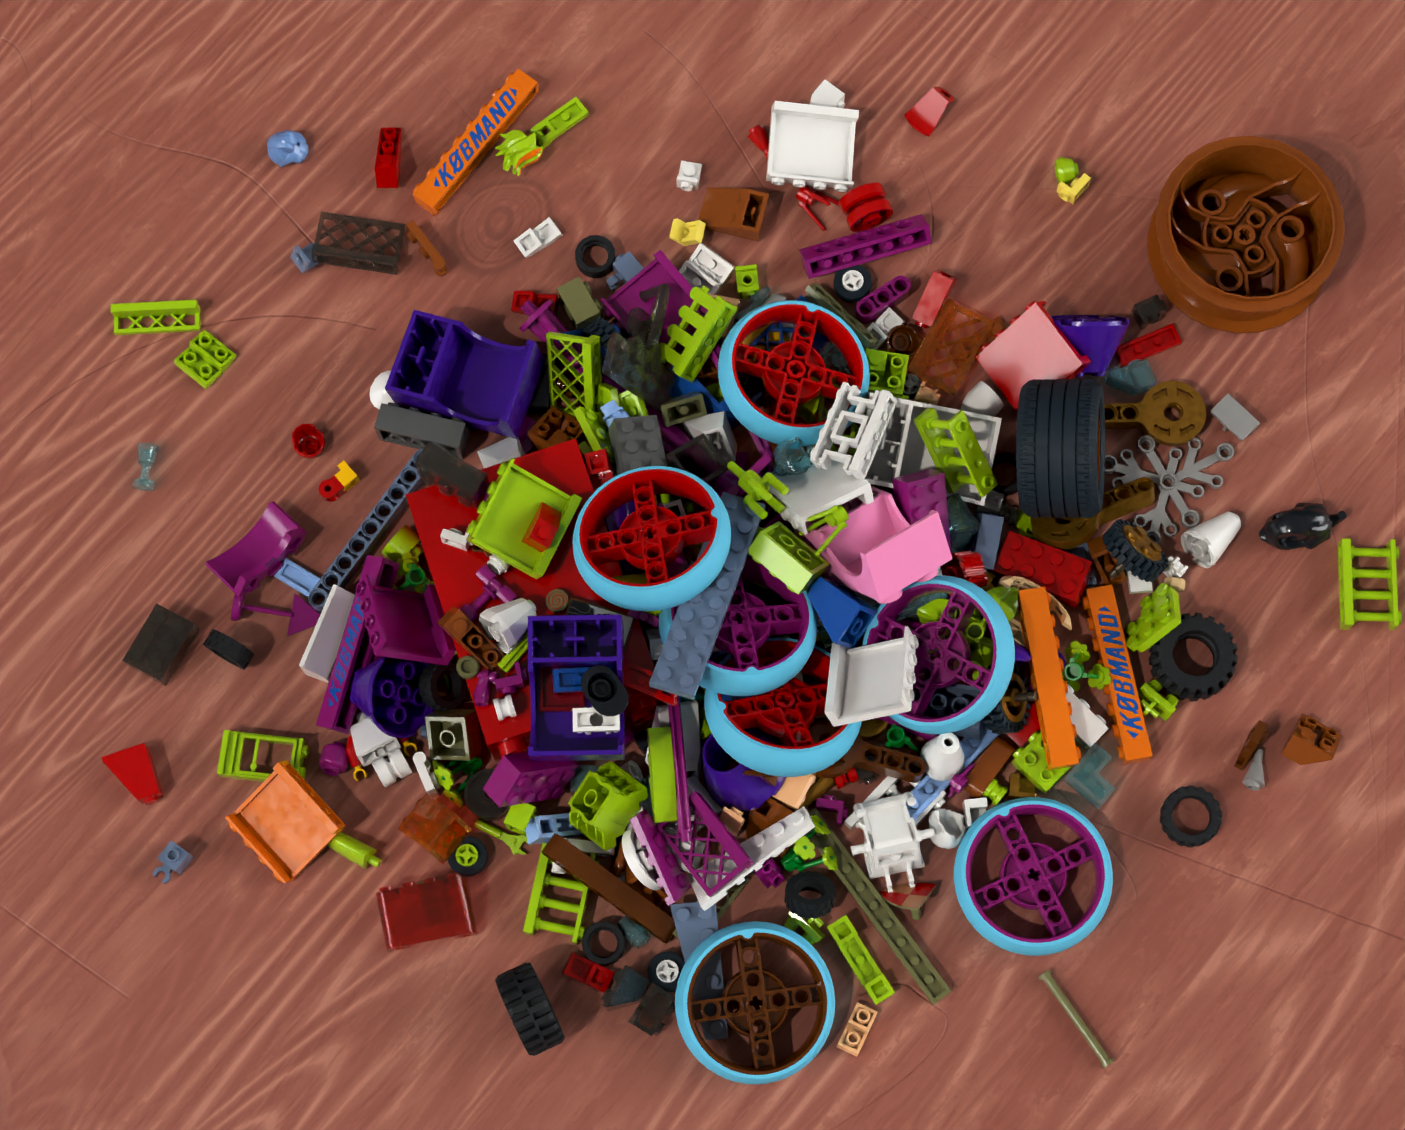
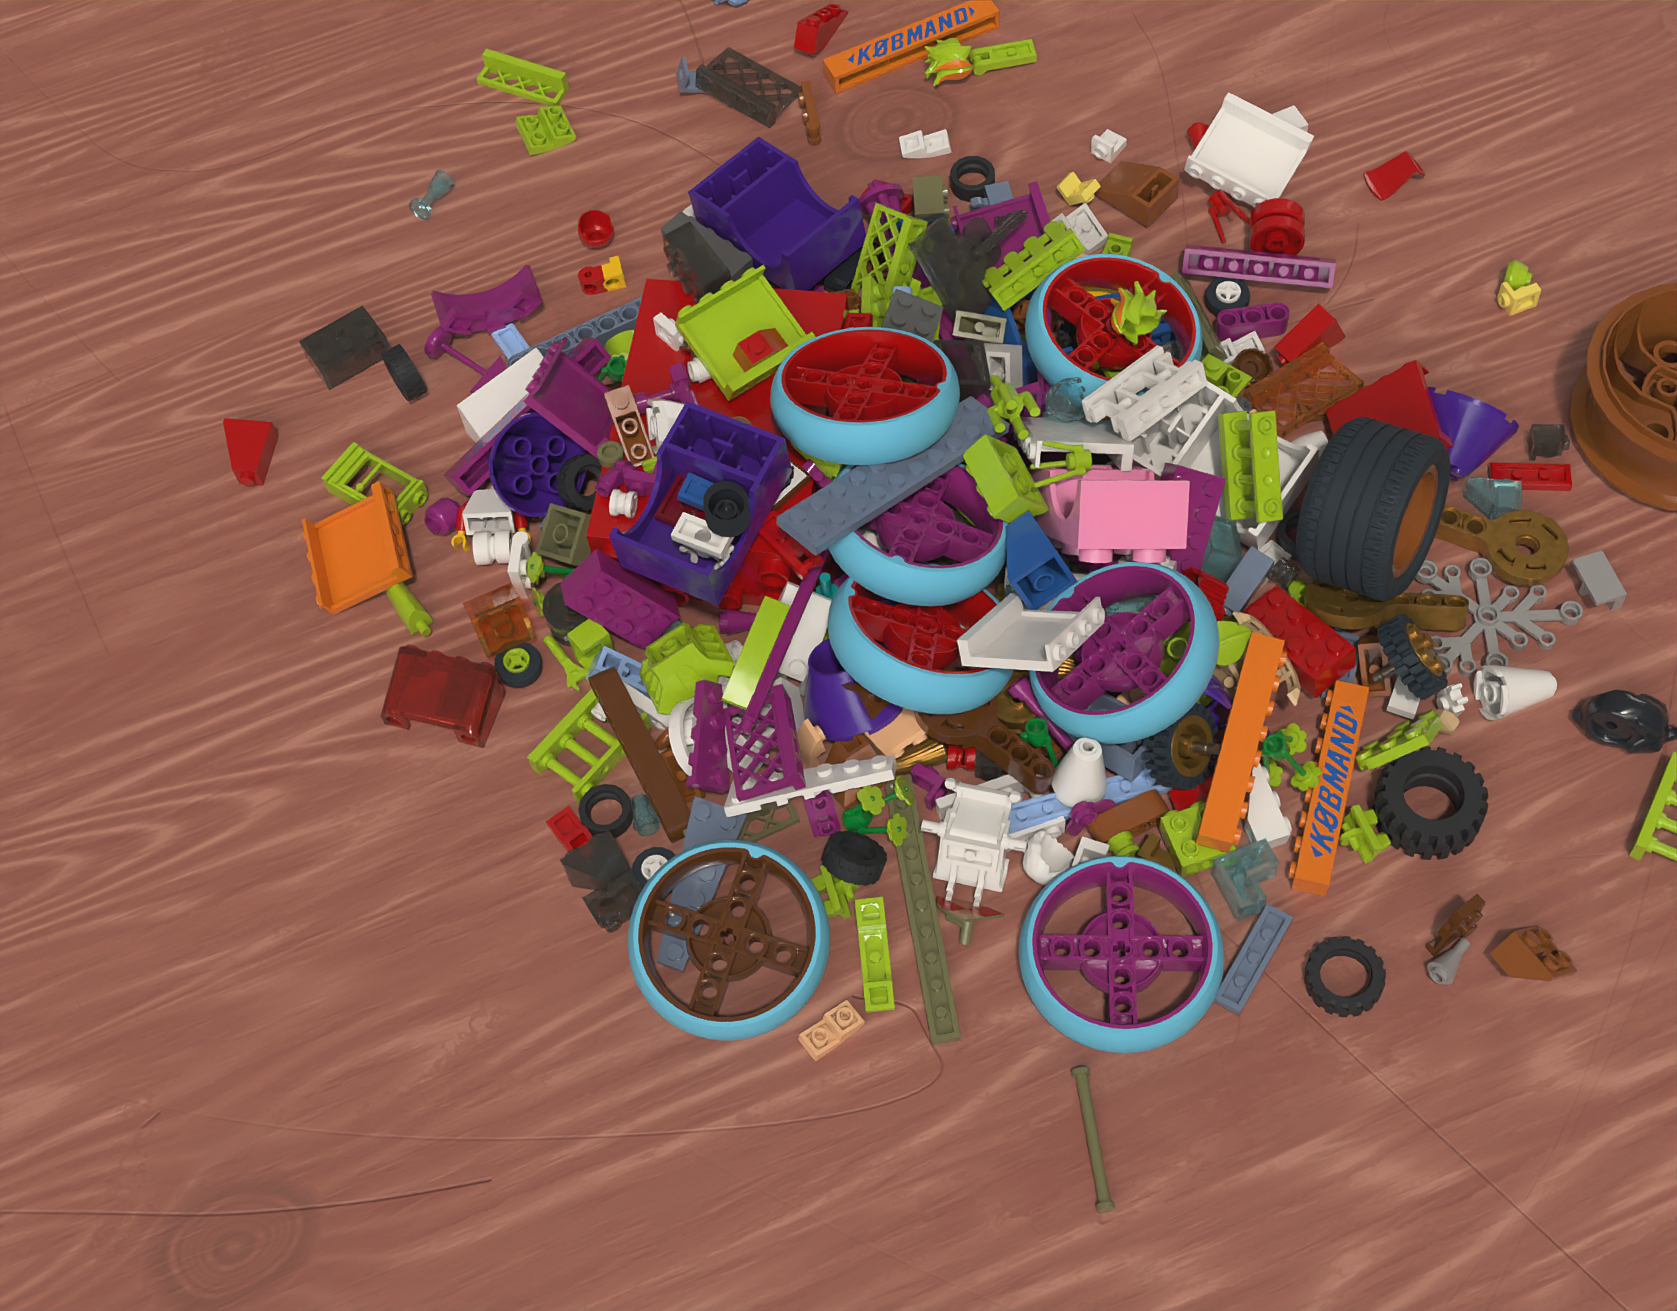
camera: 30 degrees right, 15 degrees down
(174, 859) = (232, 540): sand blue brick -> none
(529, 1009) = (482, 829): black tyre -> none
(811, 360) = (1135, 313): none -> lime hair
(1123, 833) = (1253, 959): none -> sand blue plate

